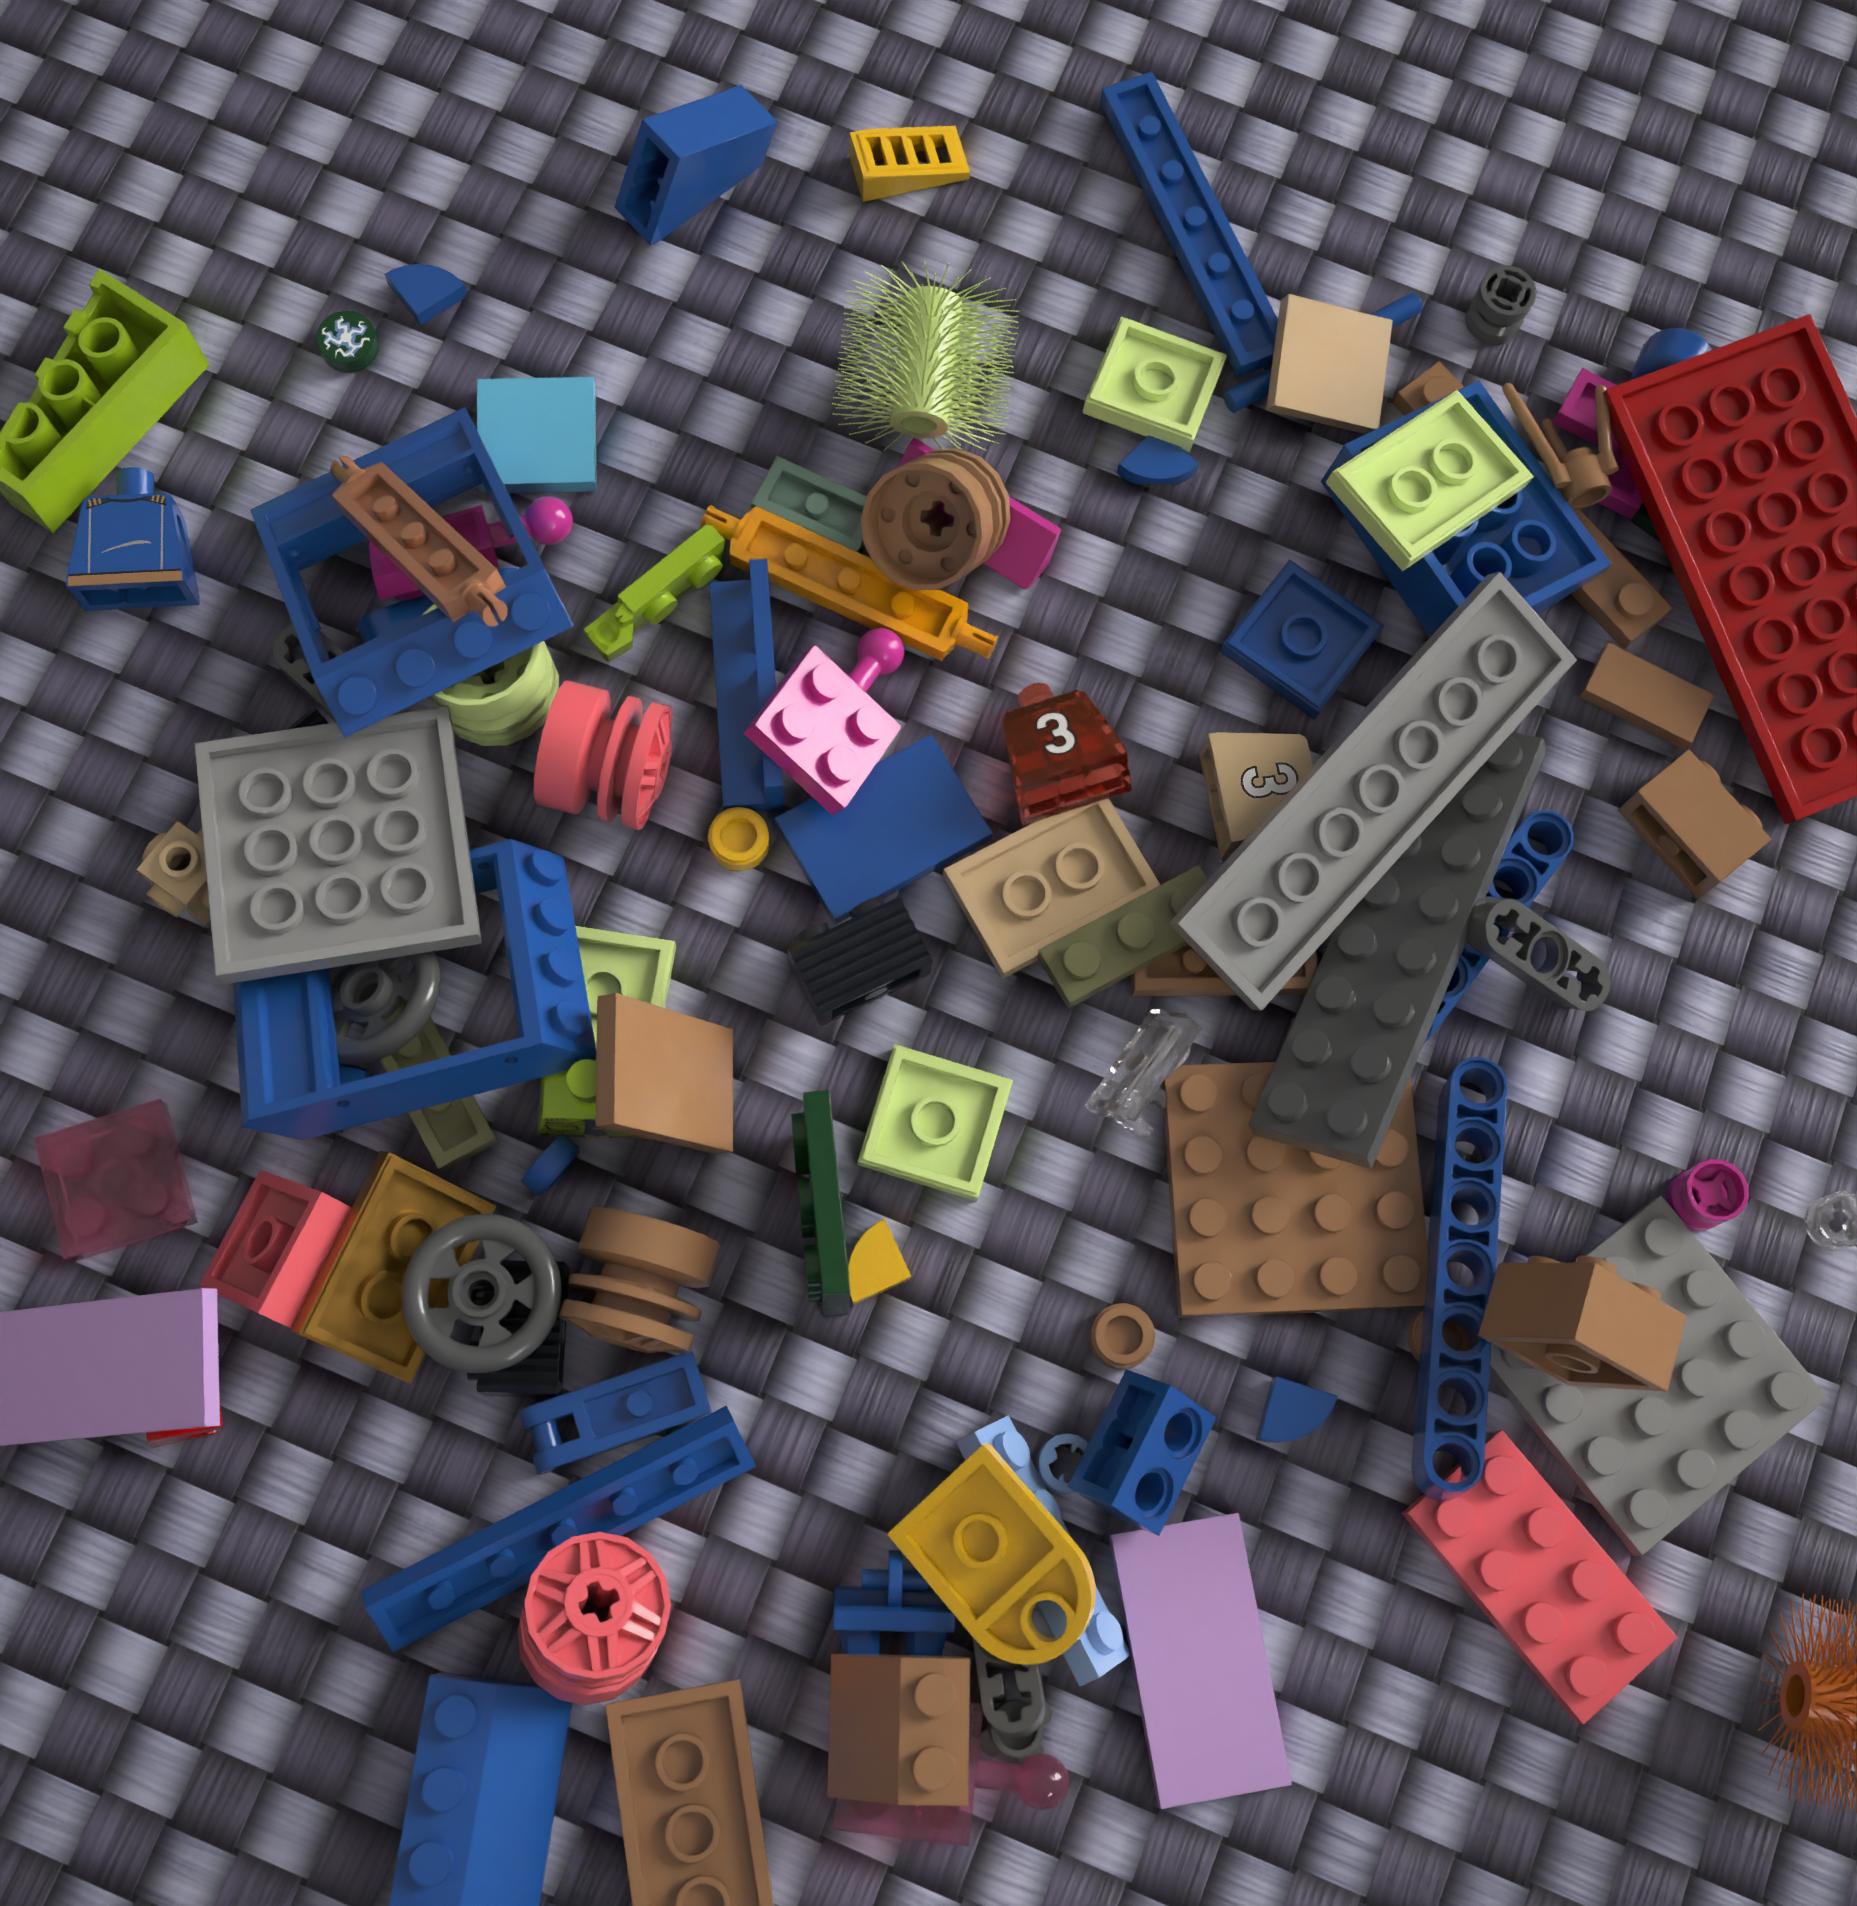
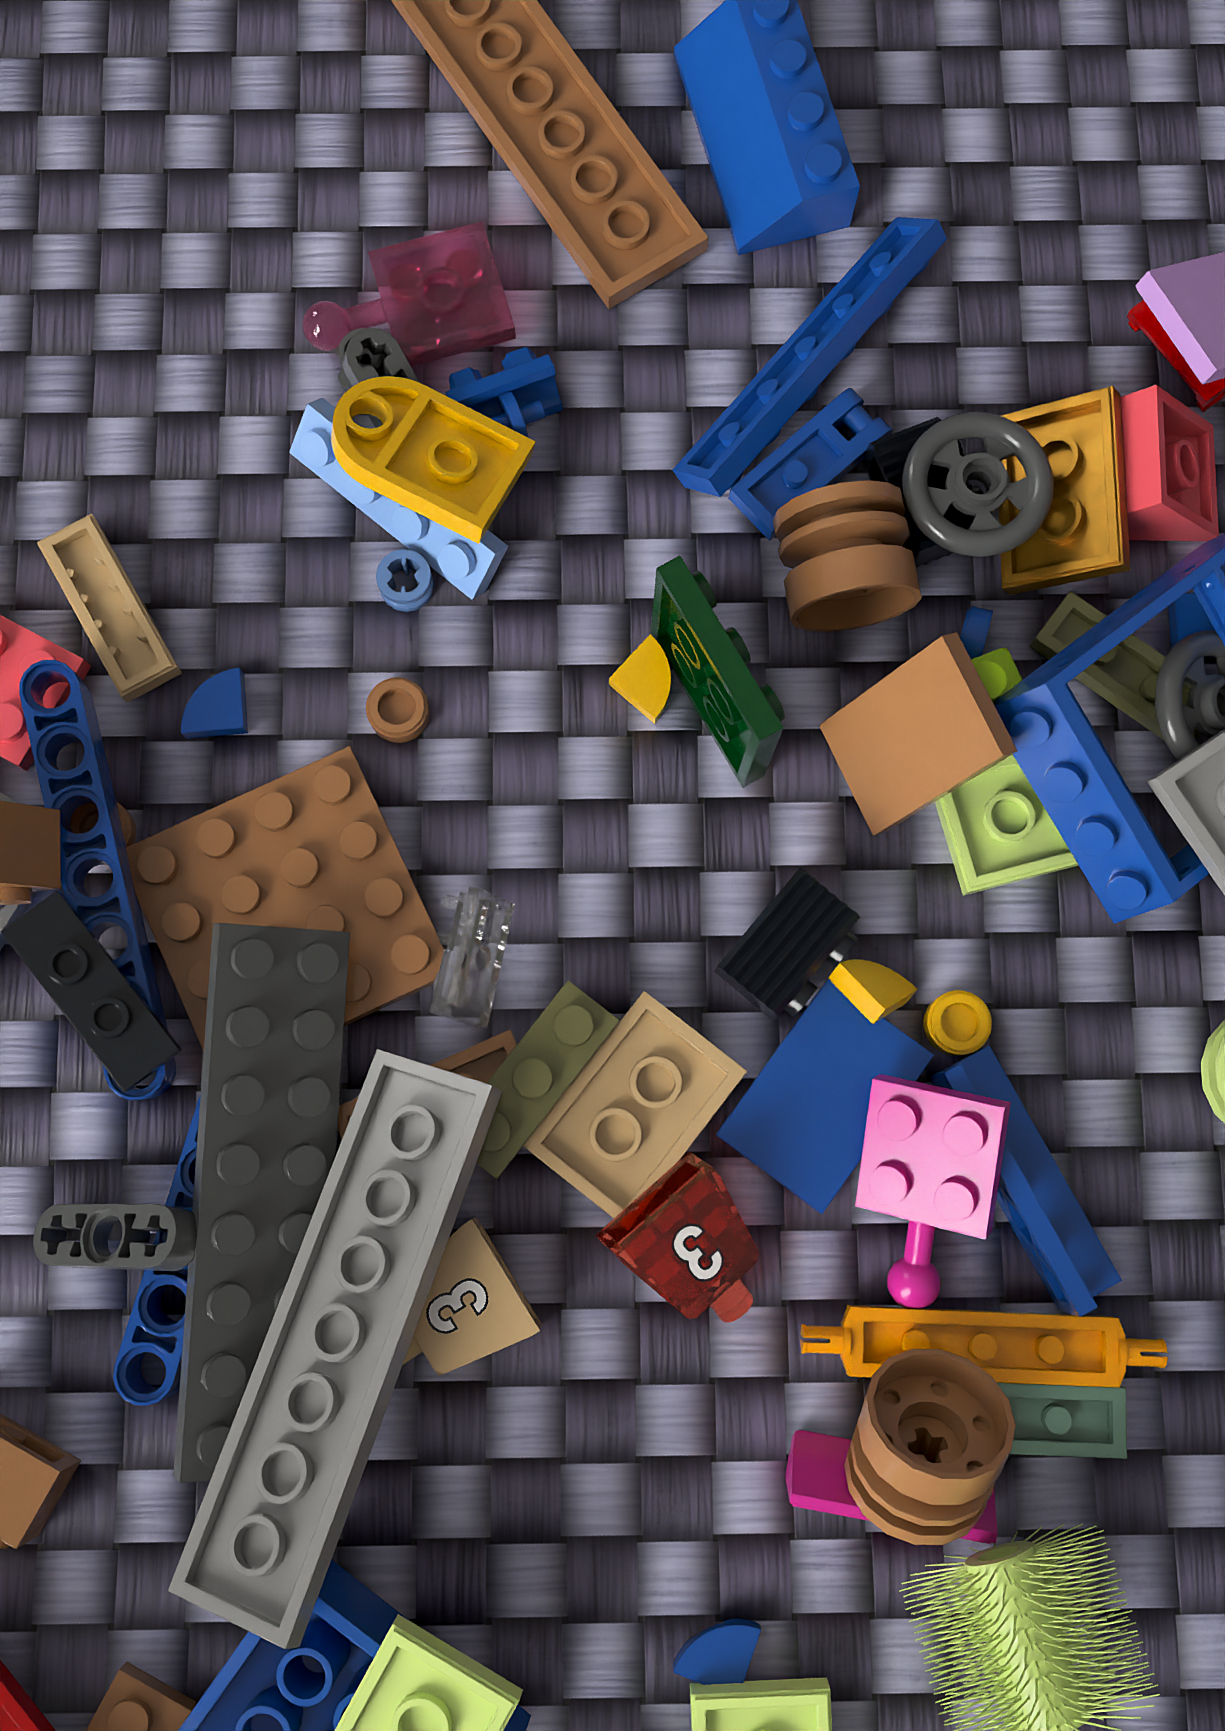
camera: 165 degrees right, 5 degrees up
(576, 1653) = (752, 313): coral wheel -> none
(590, 752) = (1134, 1030): coral wheel -> none
(655, 592) = (1170, 1238): lime hinge -> none
(800, 893) = (872, 987): none -> yellow tile
(899, 1729) = (457, 300): medium nougat slope -> none
(935, 1122) = (647, 830): yellowish green tile -> none
(1142, 1451) = (340, 603): blue brick -> none
(1199, 1661) = (230, 474): lavender tile -> none
(1301, 639) = (482, 1508): blue tile -> none
(1366, 1558) = (109, 608): none -> tan plate
(1497, 1161) = (91, 991): none -> black plate
(1646, 696) = (84, 1610): medium nougat tile -> none

